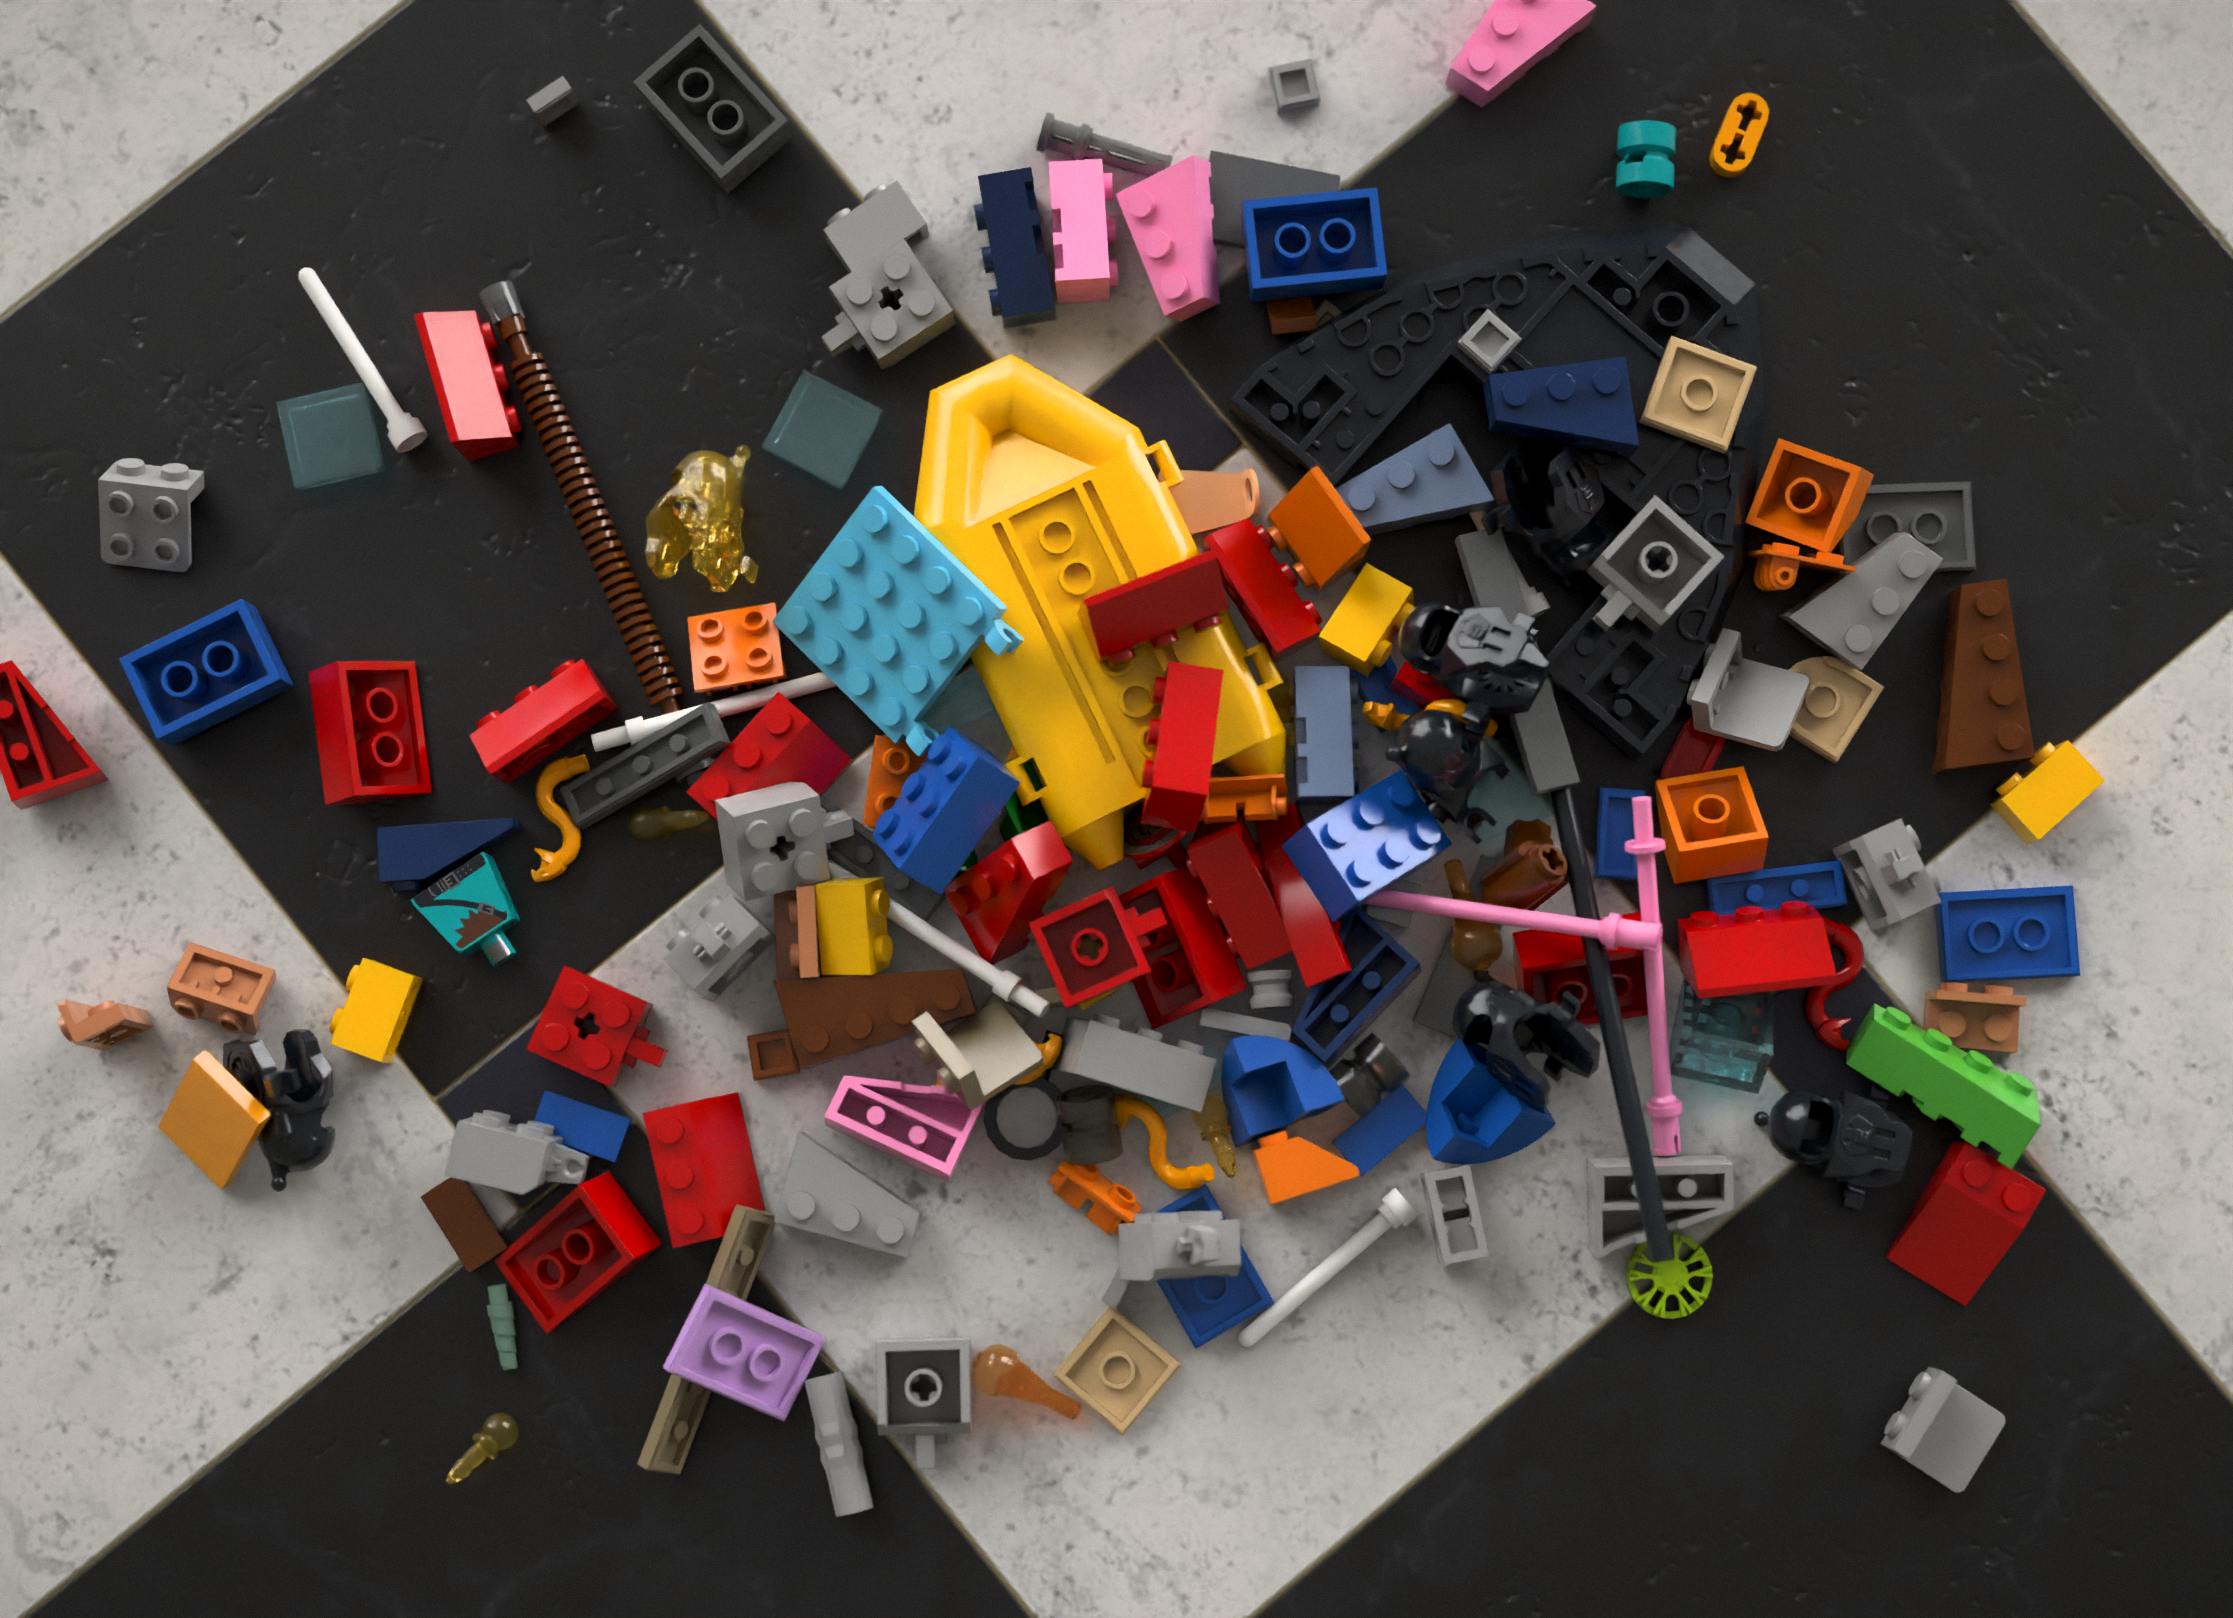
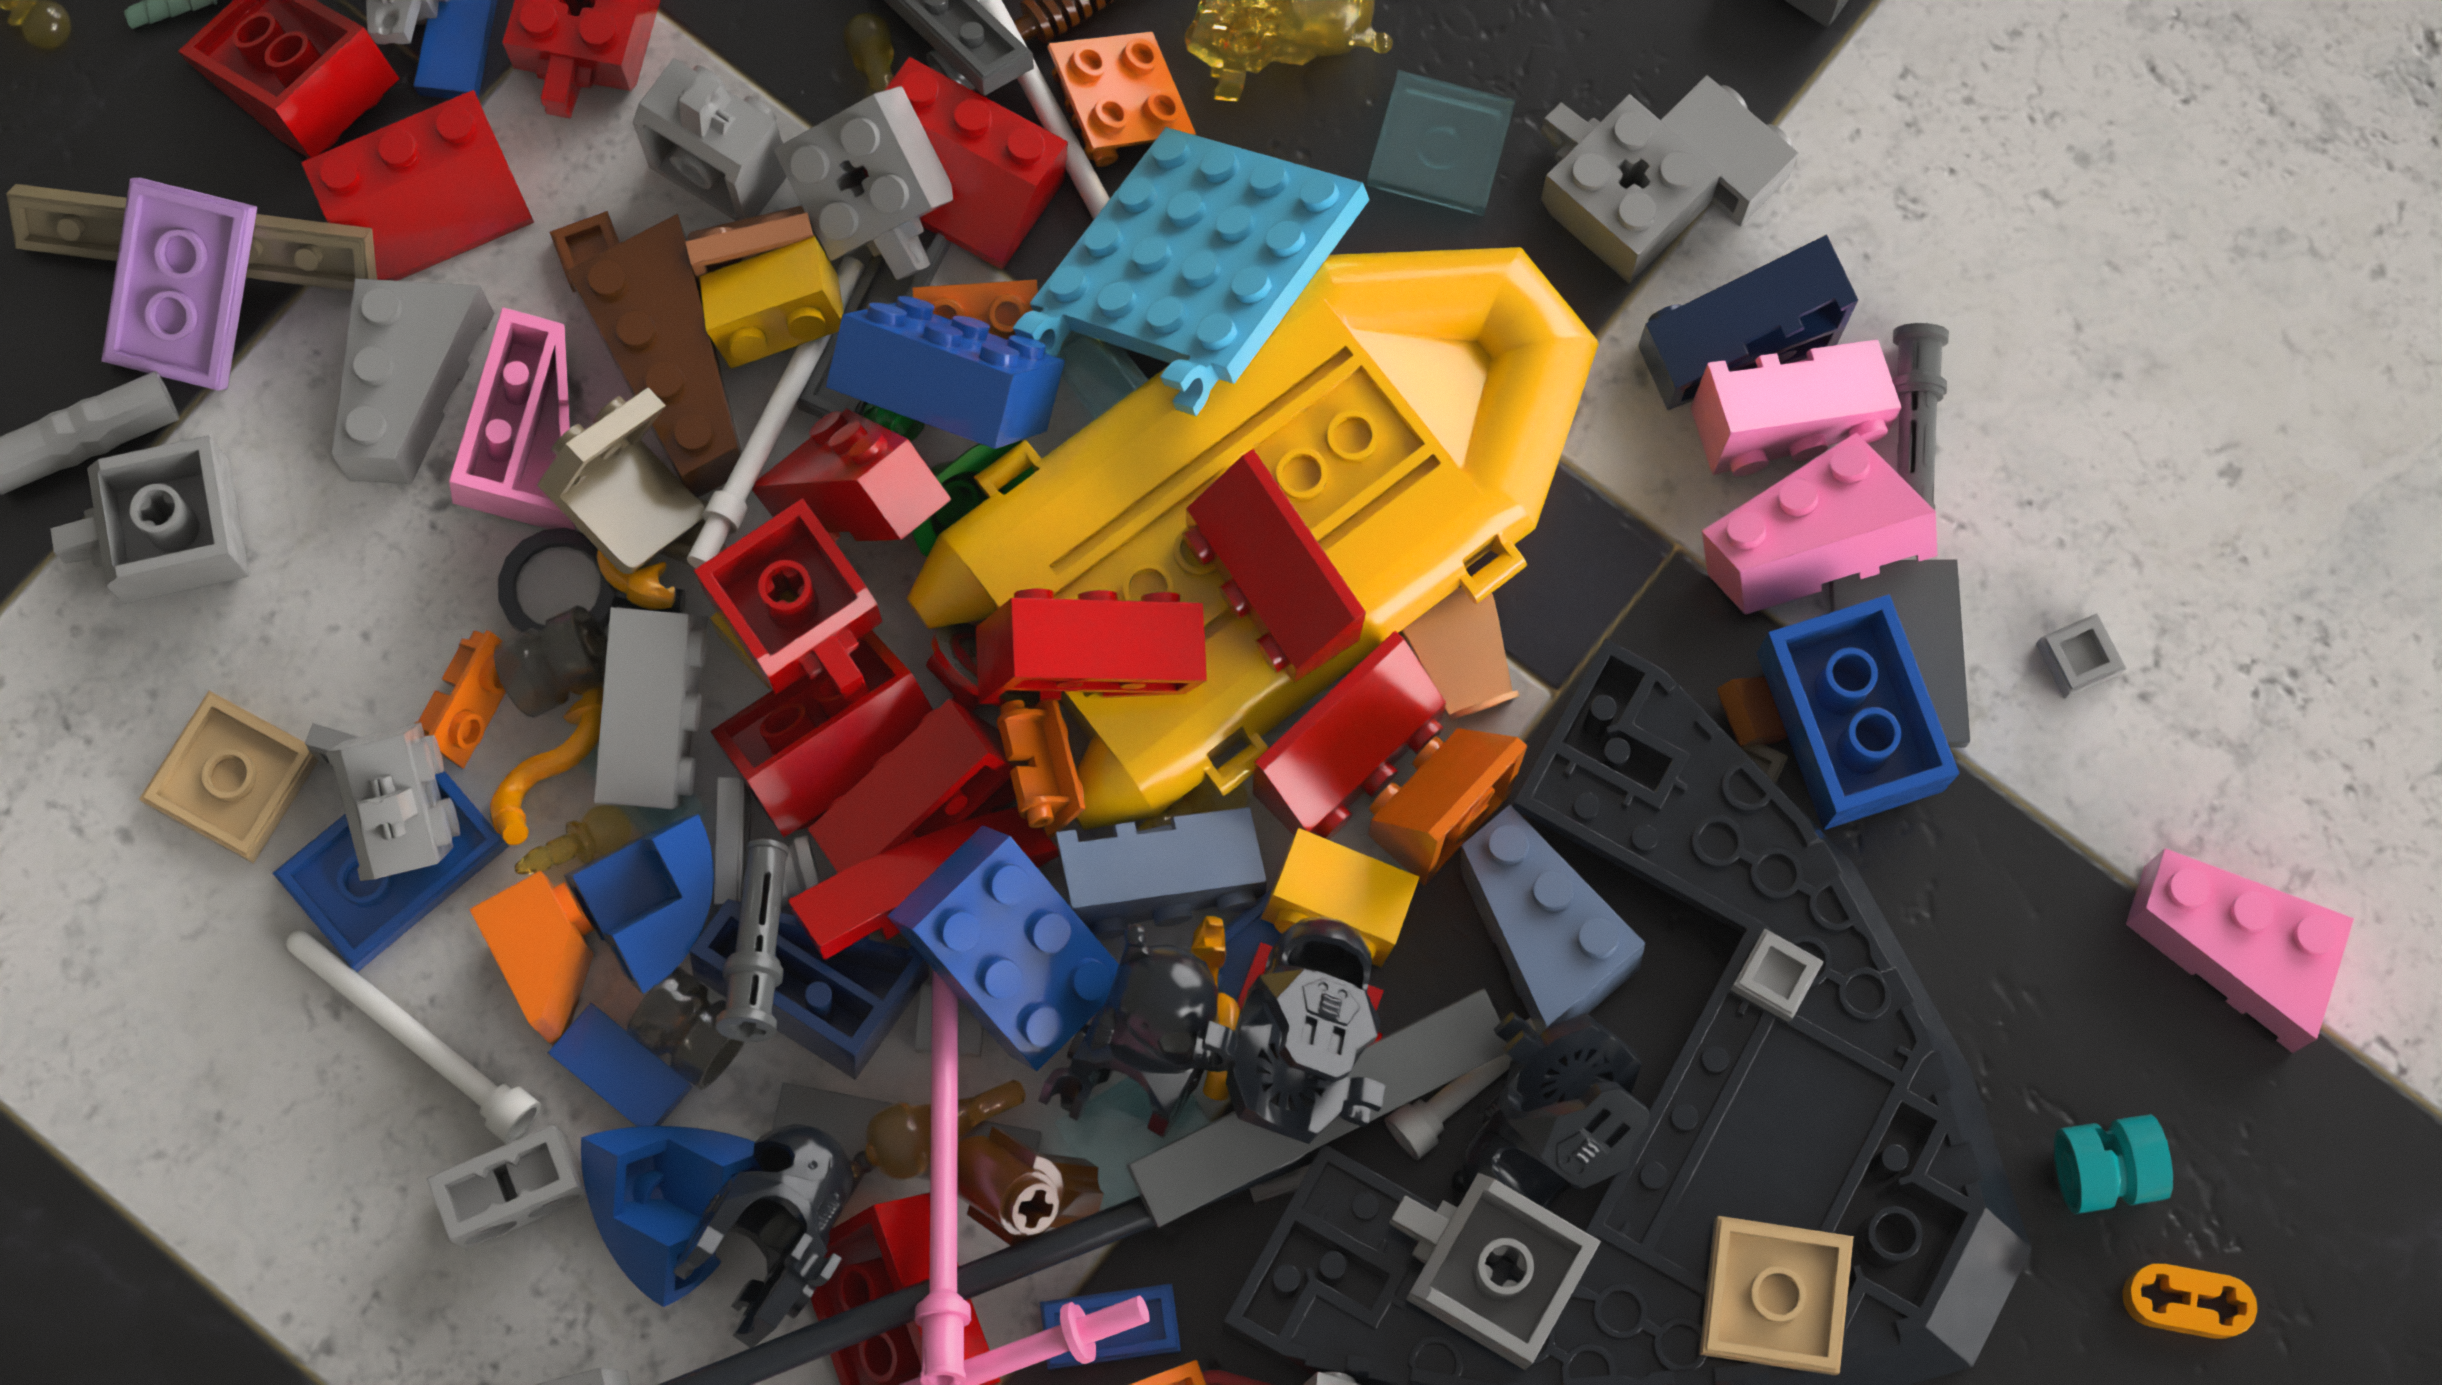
camera: 75 degrees right, 10 degrees down
(1002, 1373) = (201, 623): clear orange piece -> none
(1351, 1018) = (753, 967): none -> dark grey pin
(1566, 403) = (1710, 1096): dark blue wedge -> none

